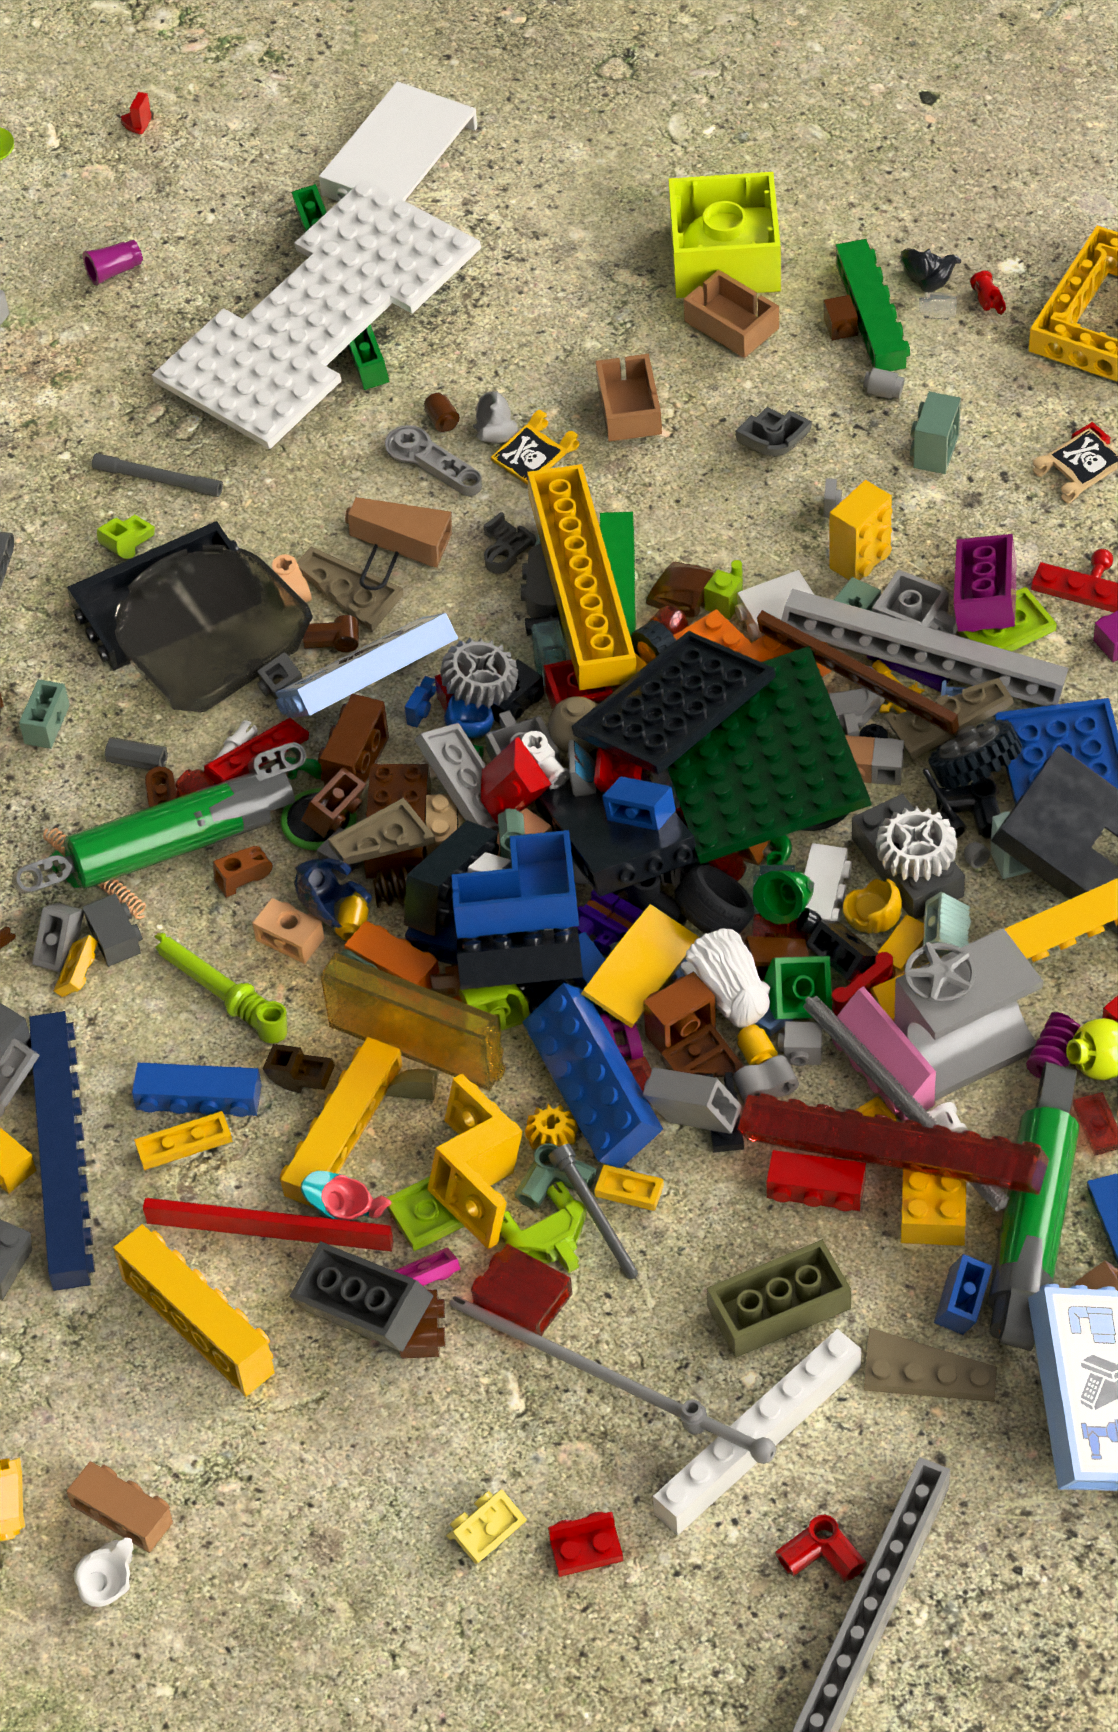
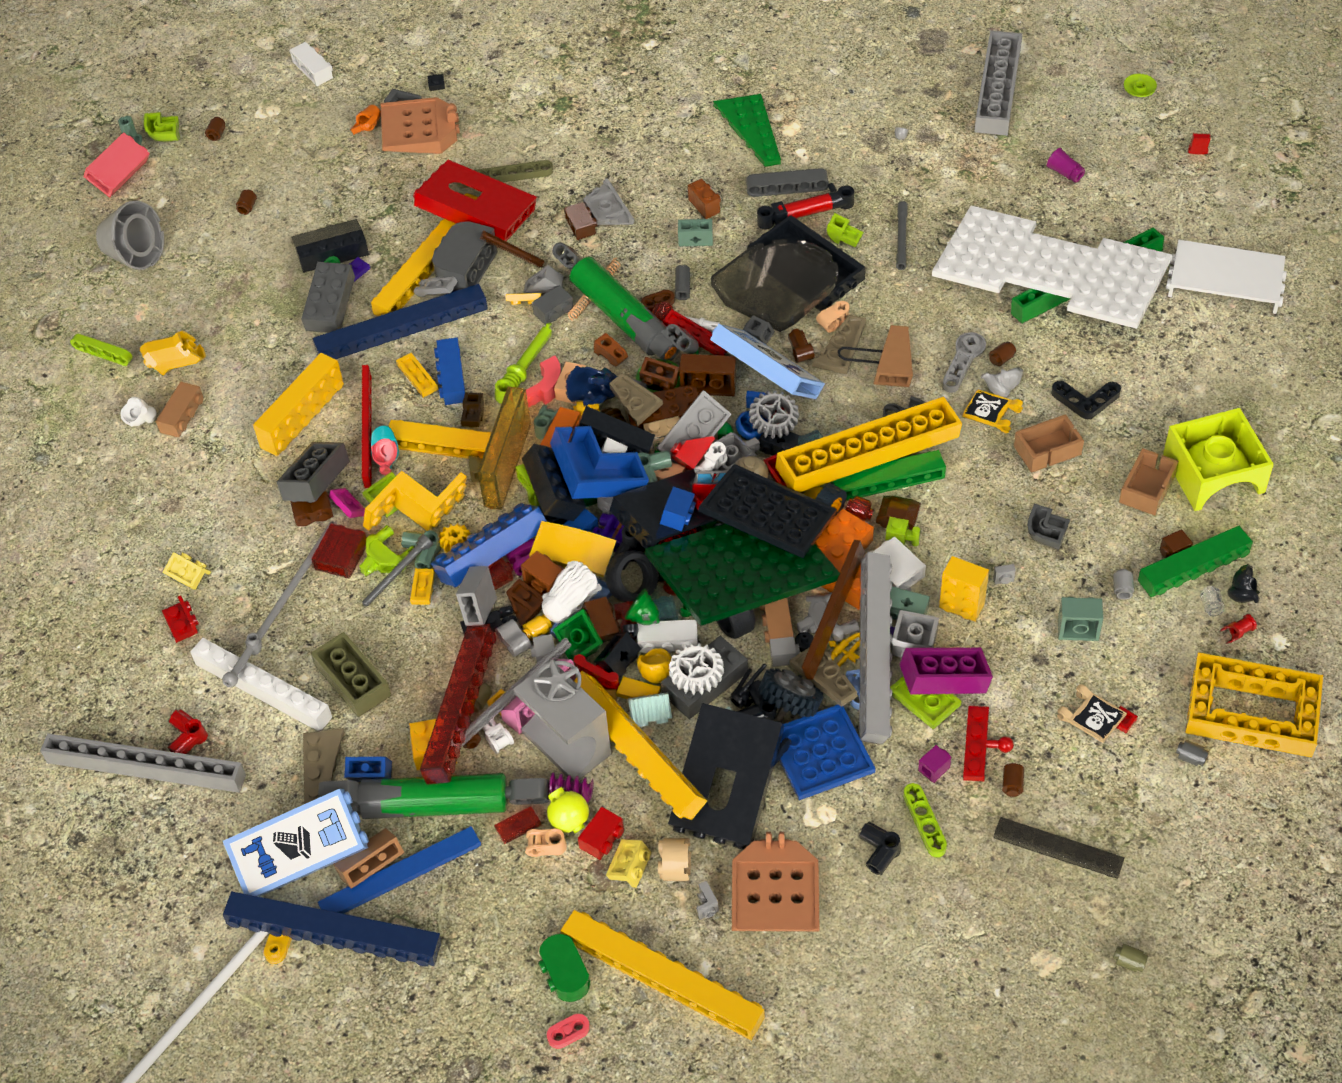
camera: 75 degrees right, 0 degrees up
(47, 598) = (843, 199): none -> piece
(278, 956) = (544, 389): none -> coral arch
(560, 349) = (1086, 403): none -> black beam
(816, 1180) = (441, 666): red brick -> none

